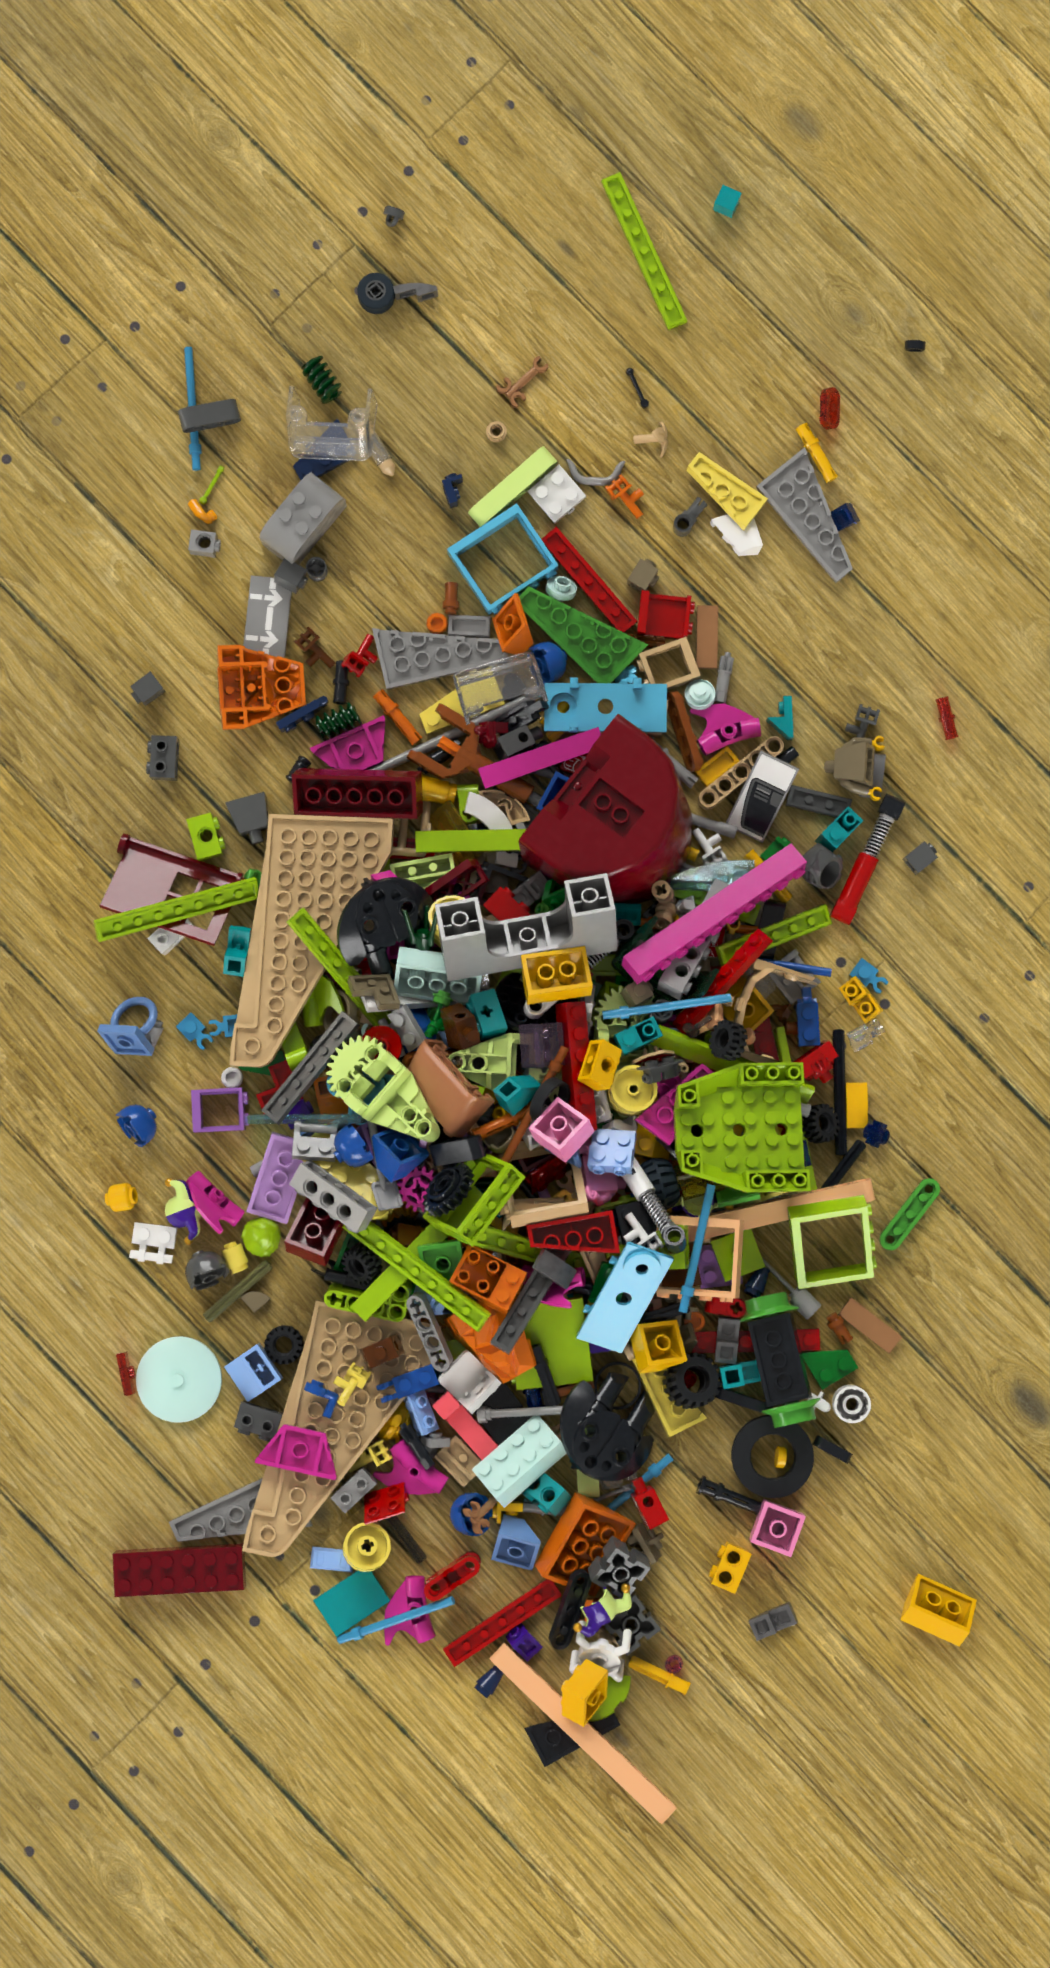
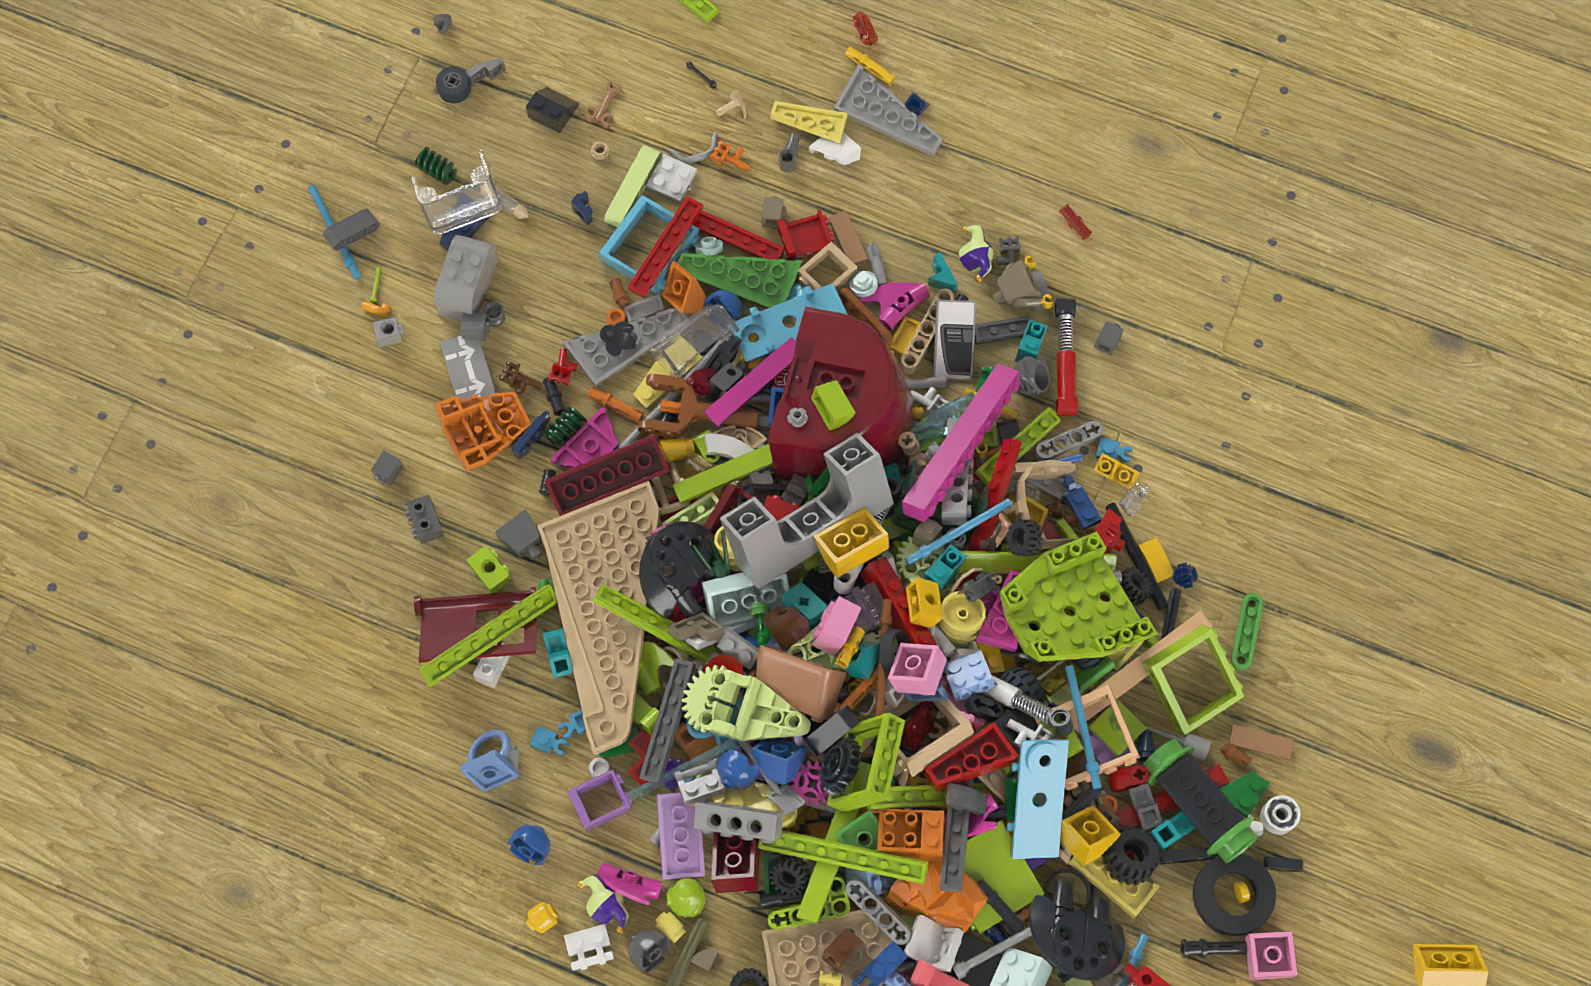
camera: 25 degrees left, 15 degrees down
(430, 652) = (620, 340): none -> black plate
(466, 362) = (551, 109): none -> black slope
(502, 1054) = (835, 625): none -> bright pink brick
(507, 1080) = (850, 647): none -> yellow pin
(515, 573) = (665, 247): none -> red plate
(555, 837) = (797, 422): none -> light grey plate
(595, 834) = (832, 404): none -> lime brick
(614, 1185) = (984, 704): none -> black beam
(827, 945) = (1067, 439): none -> light grey beam
(829, 710) = (976, 253): none -> piece

